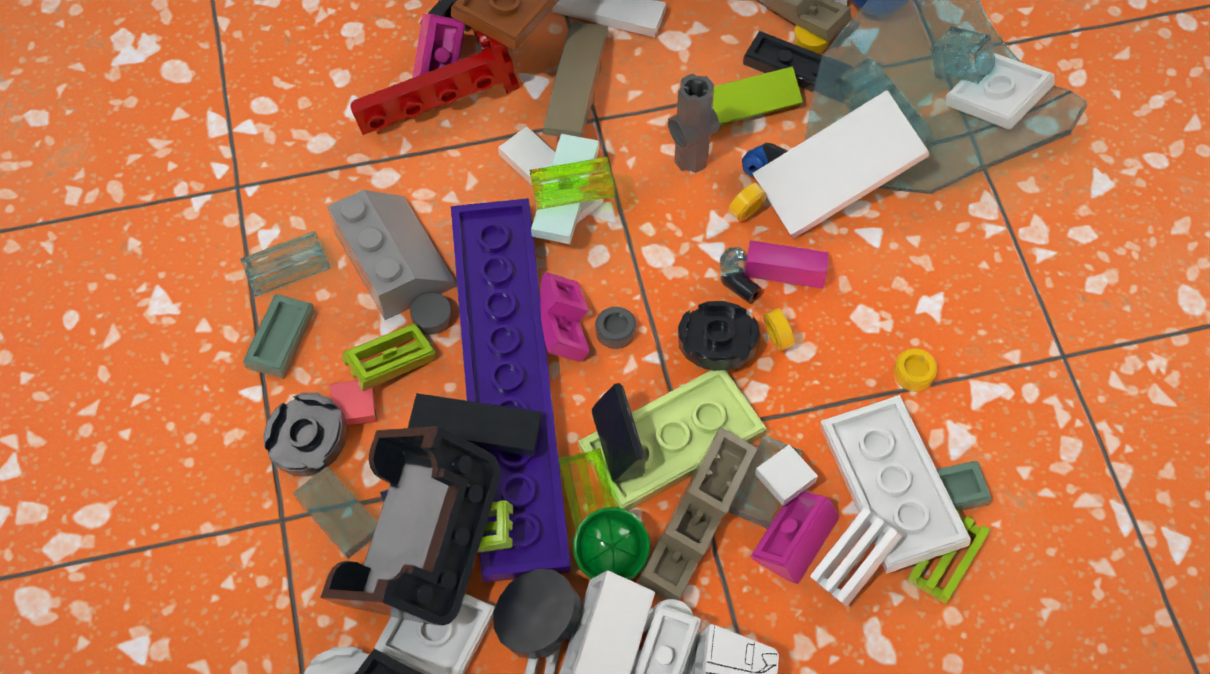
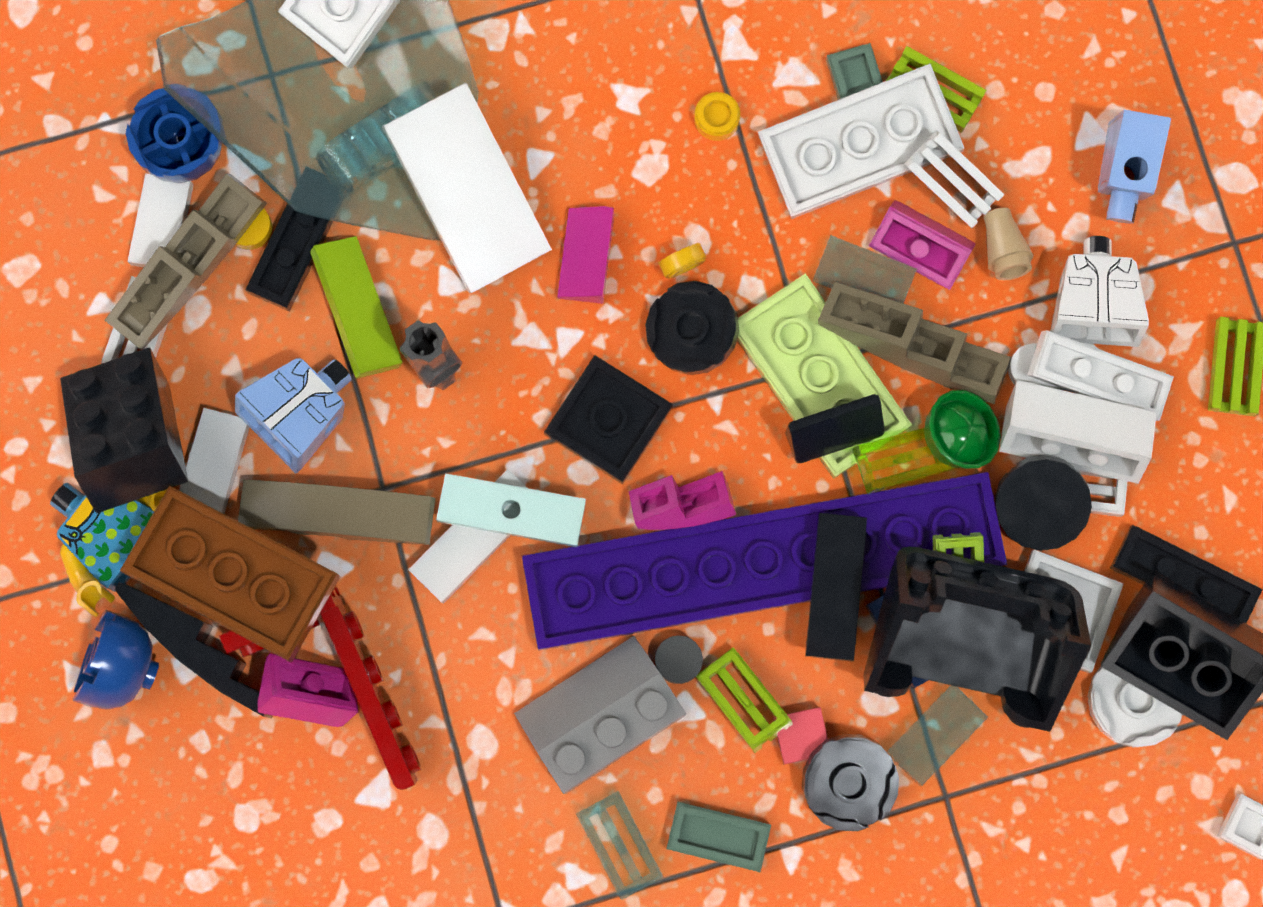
camera: 90 degrees left, 20 degrees up
(573, 187) = (524, 538): clear neon green tile -> none
(615, 327) = (683, 445): dark grey tile -> none
(641, 273) = (608, 419): none -> black tile
(657, 51) = (294, 408): none -> light blue torso
(733, 274) = (606, 314): arm -> none
(747, 202) = (510, 298): yellow tile -> none
(760, 156) = (440, 280): blue arm -> none
(786, 475) = (866, 250): white tile -> none
(790, 604) = (1006, 247): none -> tan cone
(963, 55) = (300, 39): clear light blue brick -> none

